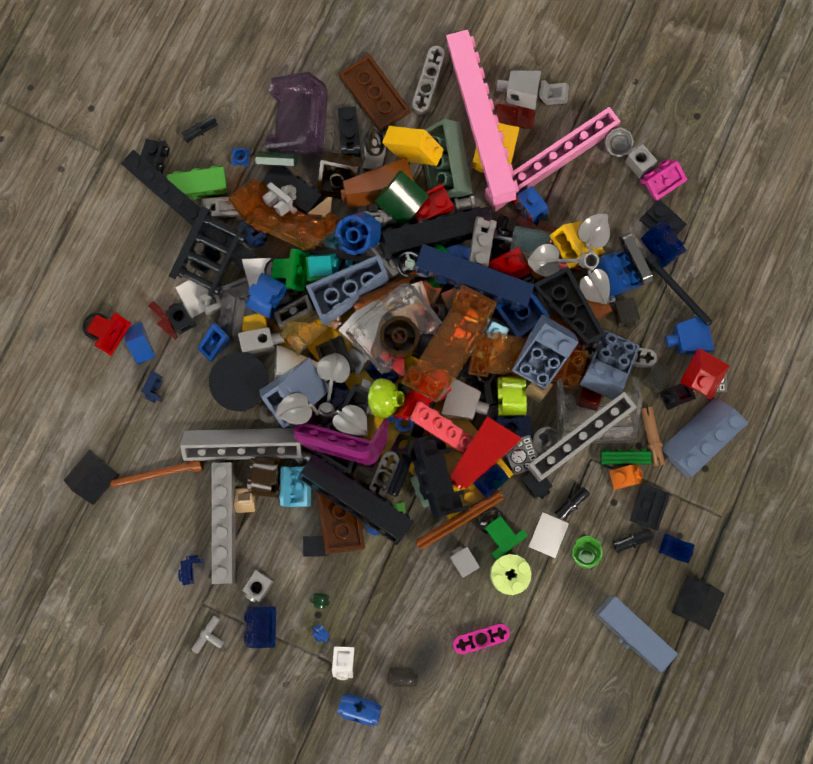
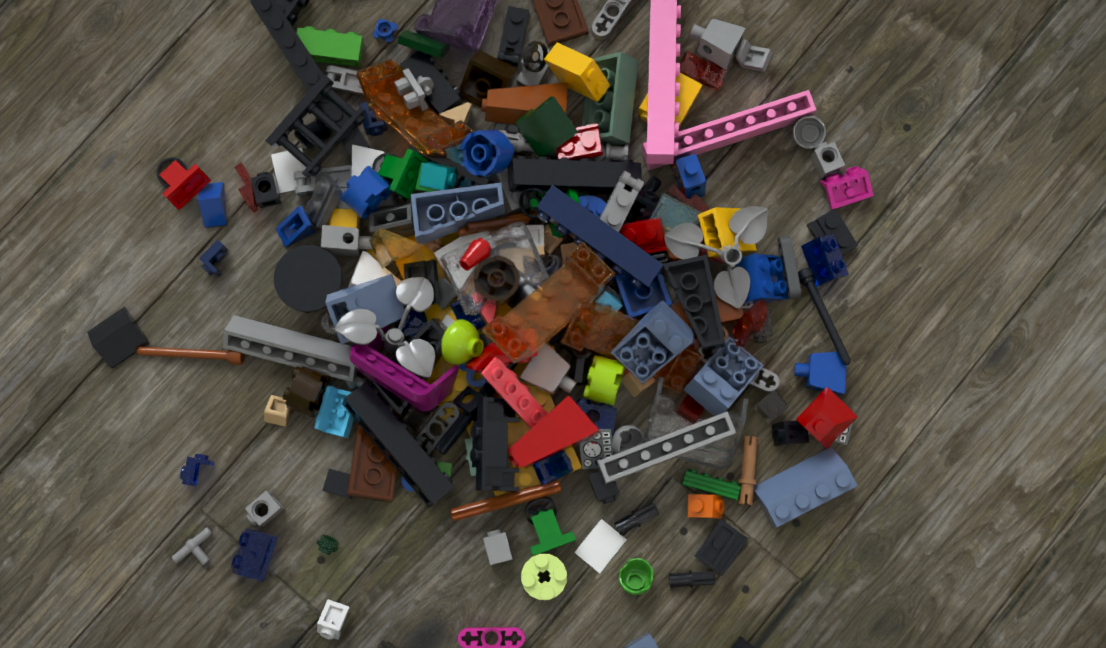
camera: 10 degrees right, 0 degrees up
(223, 523) = (246, 429): light grey brick -> none
(320, 633) = (316, 580): blue plate -> none
(376, 318) = (475, 253): none -> red cone
(620, 310) = (750, 321): none -> clear red slope
(676, 549) = (736, 602): clear blue bracket -> none

